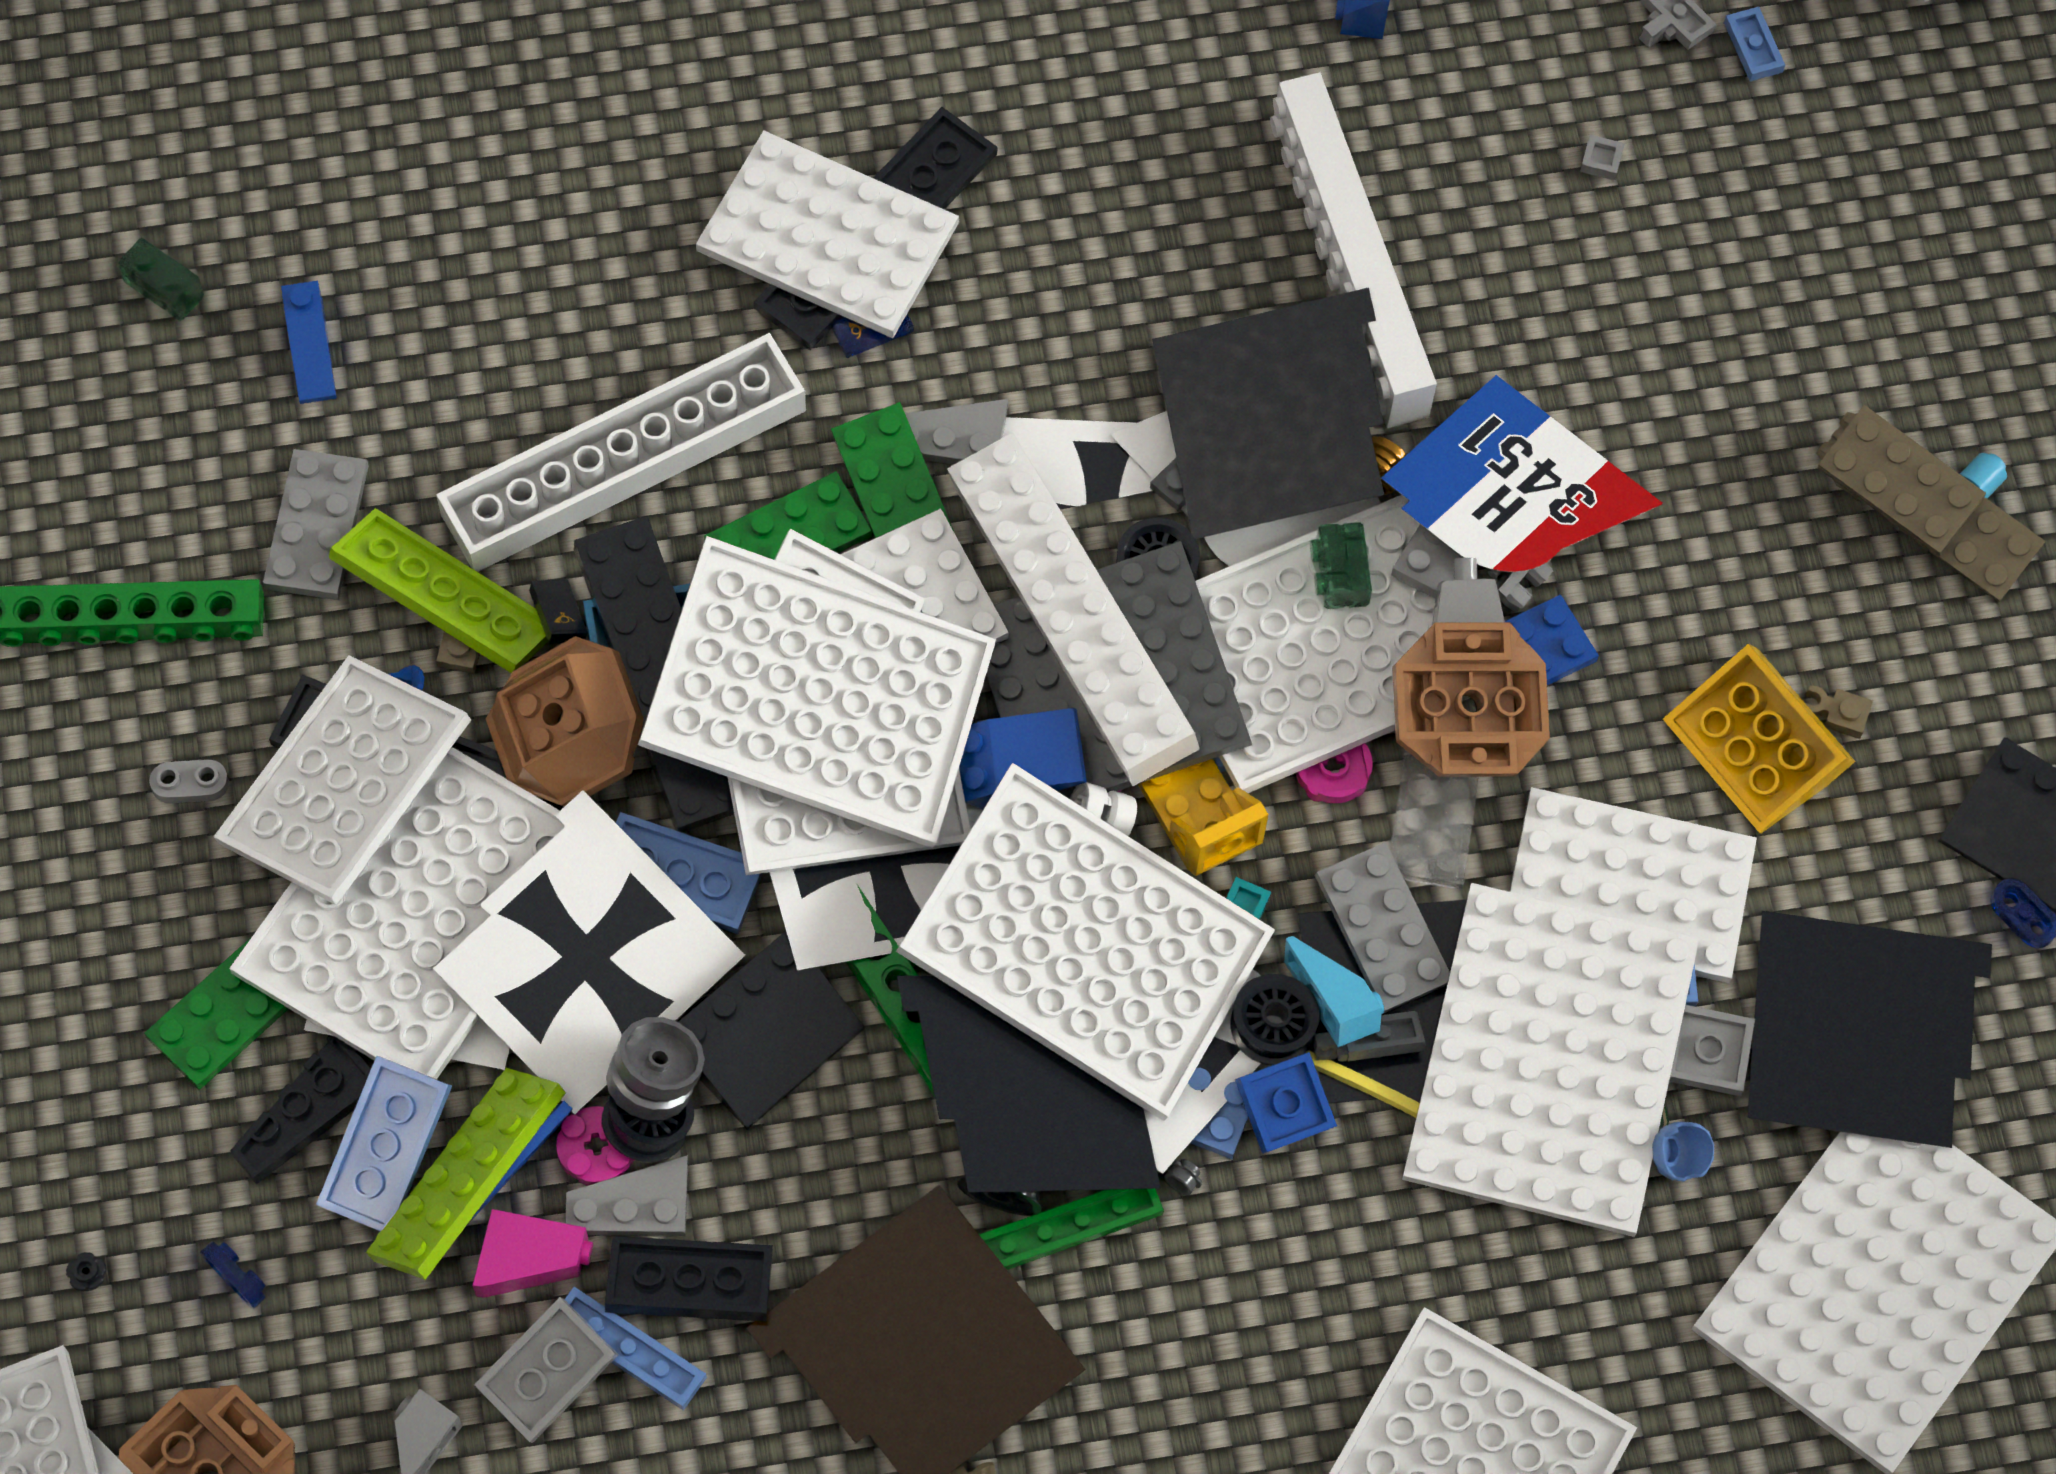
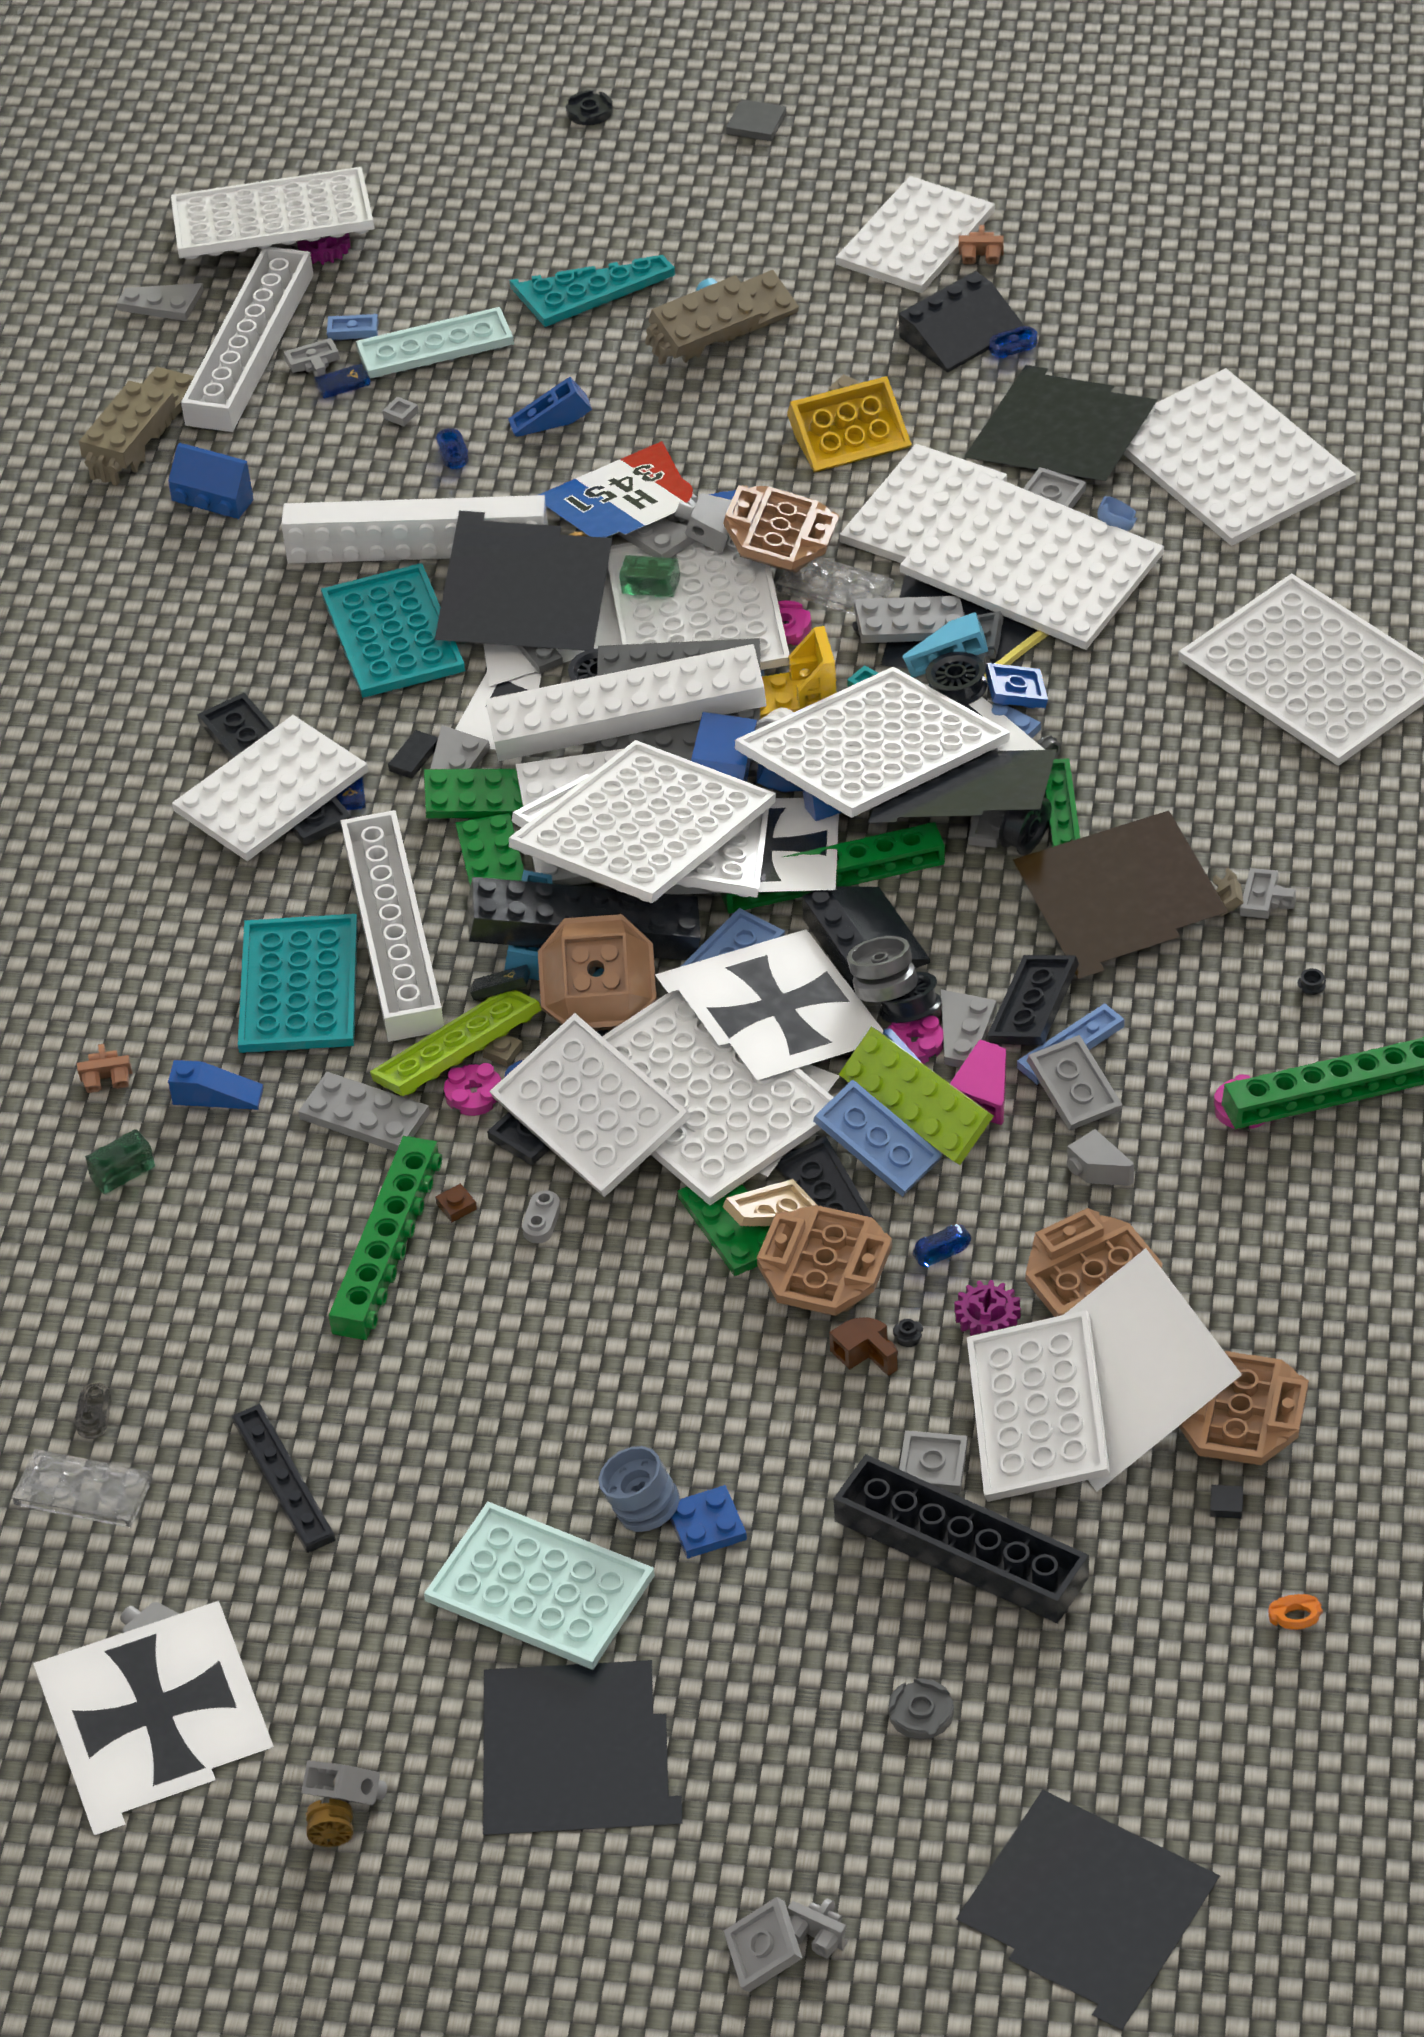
camera: 65 degrees left, 20 degrees down
(55, 1223) = (861, 1340): none -> reddish brown brick
(118, 1360) = (987, 1308): none -> magenta gear
(151, 1097) = (823, 1258): none -> medium nougat piece
(190, 676) = (456, 1202): none -> reddish brown plate
(244, 1052) = (761, 1205): none -> tan wing
(301, 200) = (102, 1066): none -> nougat hips
(386, 617) = (462, 1079): none -> dark pink plate
(506, 378) = (298, 983): none -> teal plate
(952, 382) = (413, 754): none -> black tile
(1169, 274) = (390, 630): none -> teal plate
(1546, 246) = (452, 448): none -> clear blue plate
(1645, 67) = (342, 381): none -> clear blue tile
(1665, 345) = (551, 410): none -> blue slope
(1758, 155) = (434, 342): none -> light aqua plate
(1937, 306) = (585, 288): none -> teal wing

